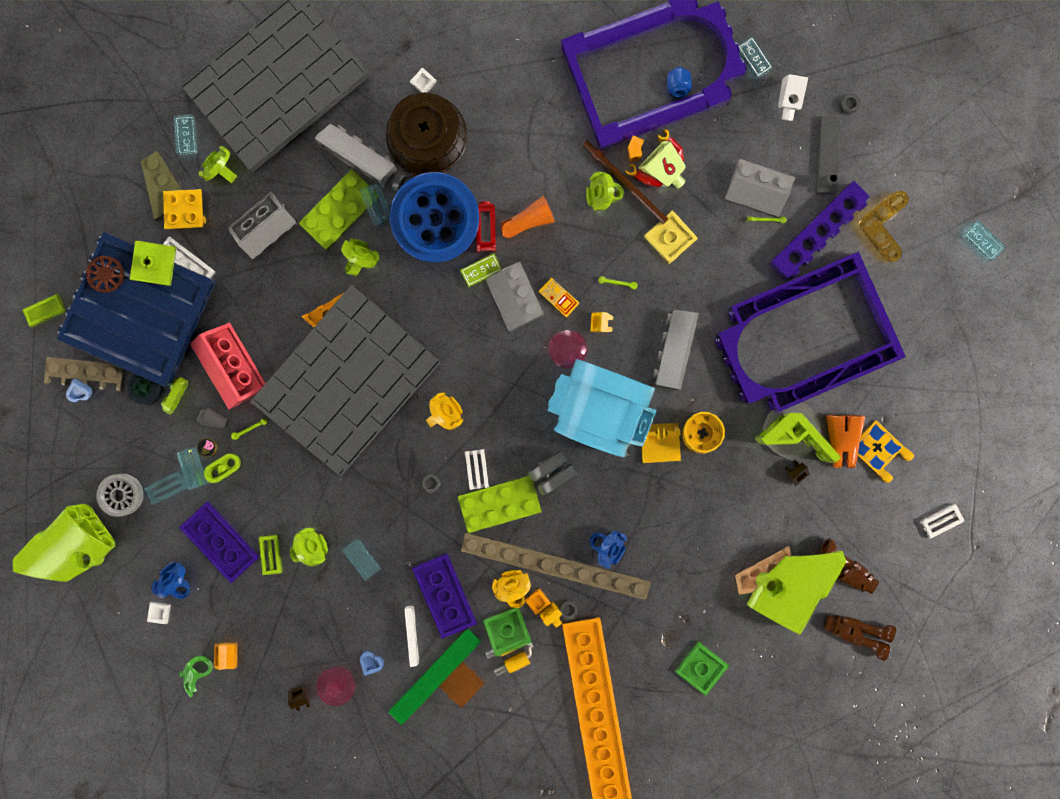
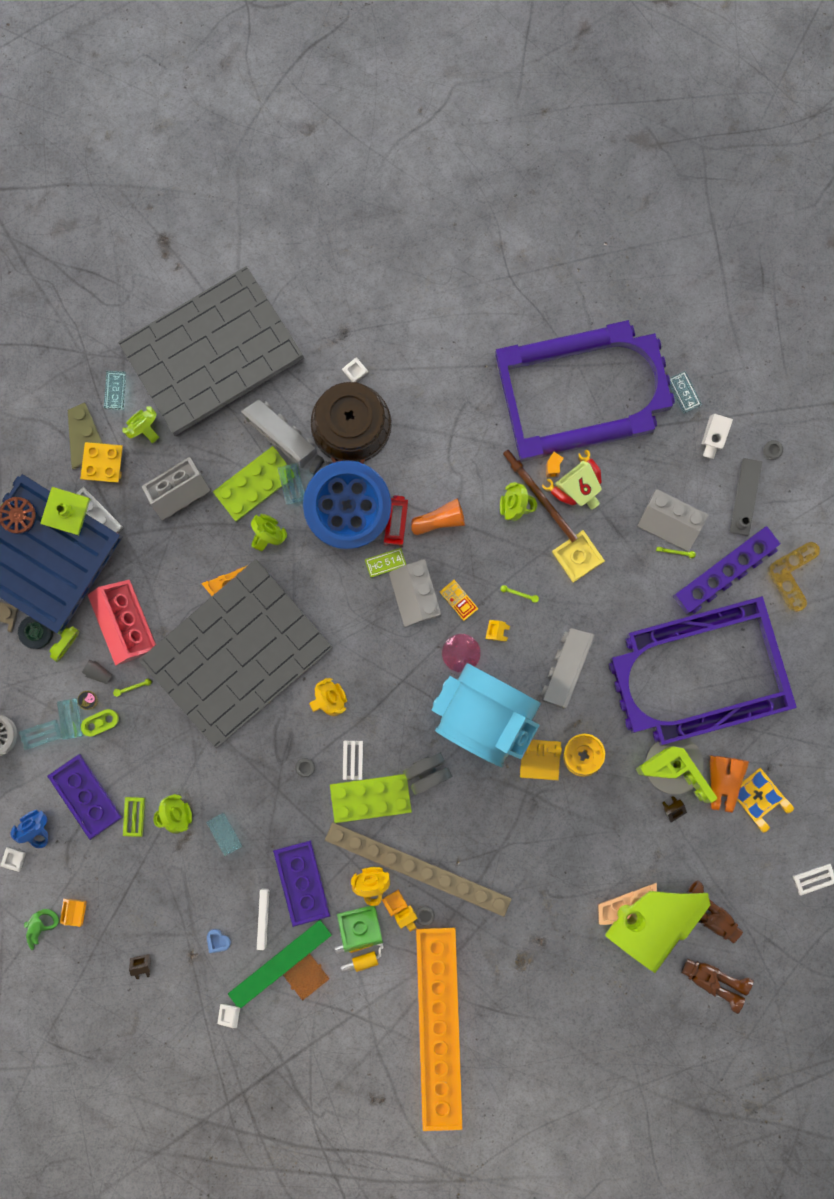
camera: 15 degrees right, 5 degrees down
(335, 686) = (178, 960): clear pink tile -> none
(392, 733) = (228, 1015): none -> white tile
(611, 549) = (476, 859): blue tile -> none
(679, 82) = (606, 406): blue head -> none
(702, 668) = (551, 995): bright green tile -> none

